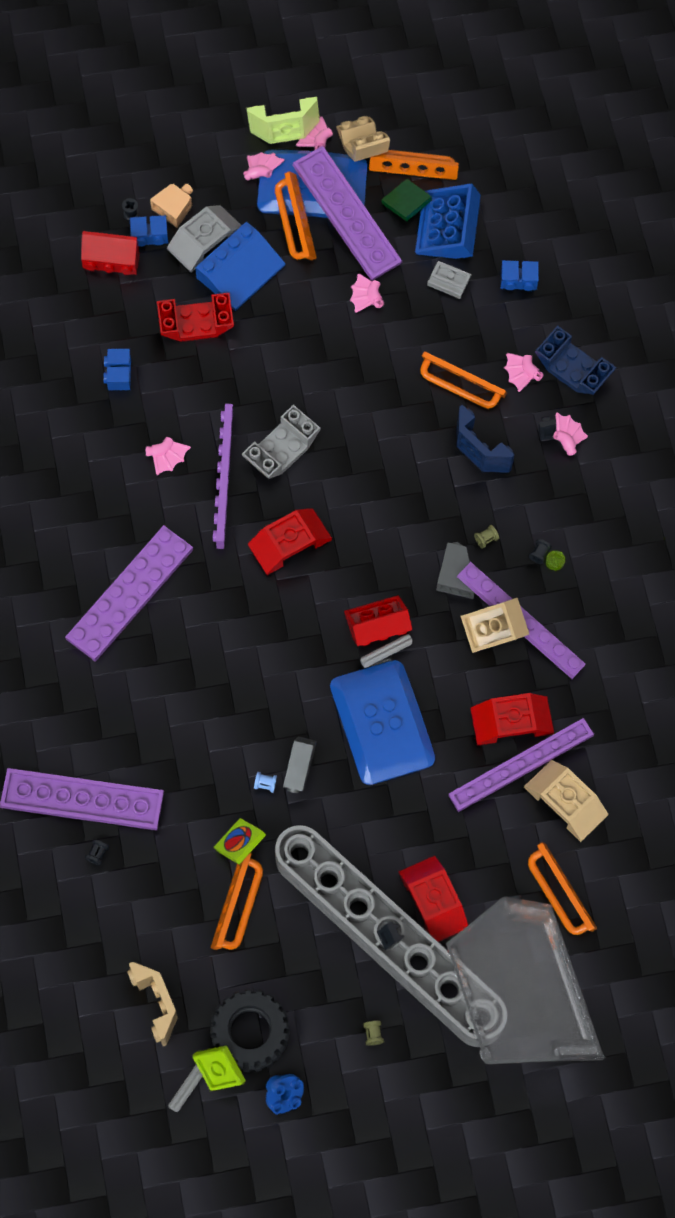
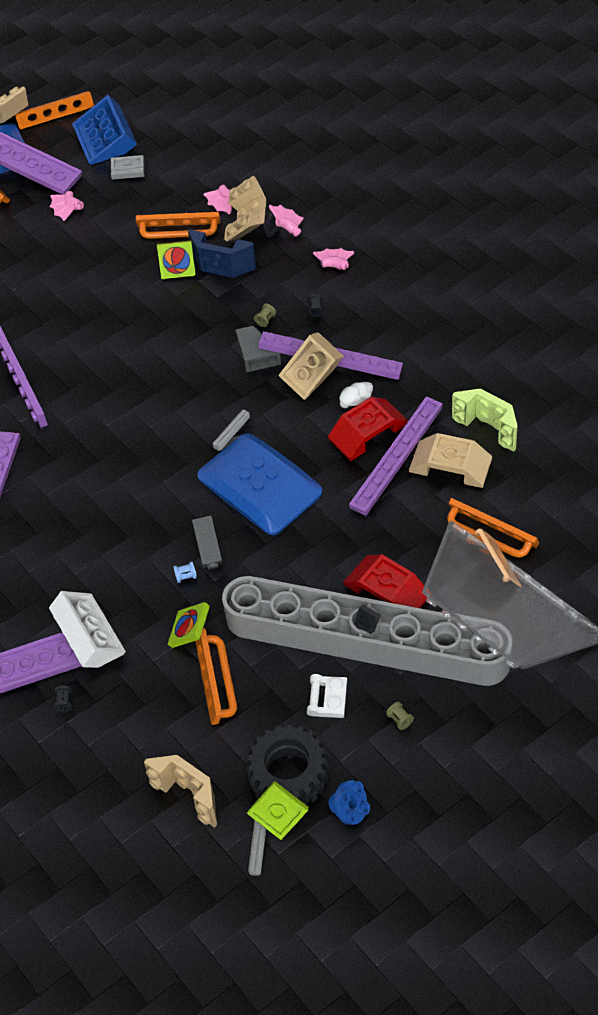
camera: 20 degrees left, 15 degrees down
(148, 797) = (86, 629): none -> white slope
(283, 444) = (58, 326): light grey slope -> none
(287, 538) = (95, 389): red slope -> none
(328, 981) = (334, 696): none -> white plate
(378, 620) = (212, 411): red slope -> none
(406, 200) = (61, 132): dark green tile -> none
(435, 426) = (176, 259): none -> tile
(519, 278) = (179, 145): blue piece -> none
(522, 674) = (355, 394): none -> white arm
(536, 407) = (250, 204): none -> tan slope
(543, 935) = (498, 557): none -> light nougat piece
(555, 560) = (331, 307): clear neon green tile -> none
(572, 364) = (271, 179): dark blue slope -> none
(590, 502) = (334, 258): none -> bright pink arm
(614, 750) = (488, 409): none -> yellowish green slope

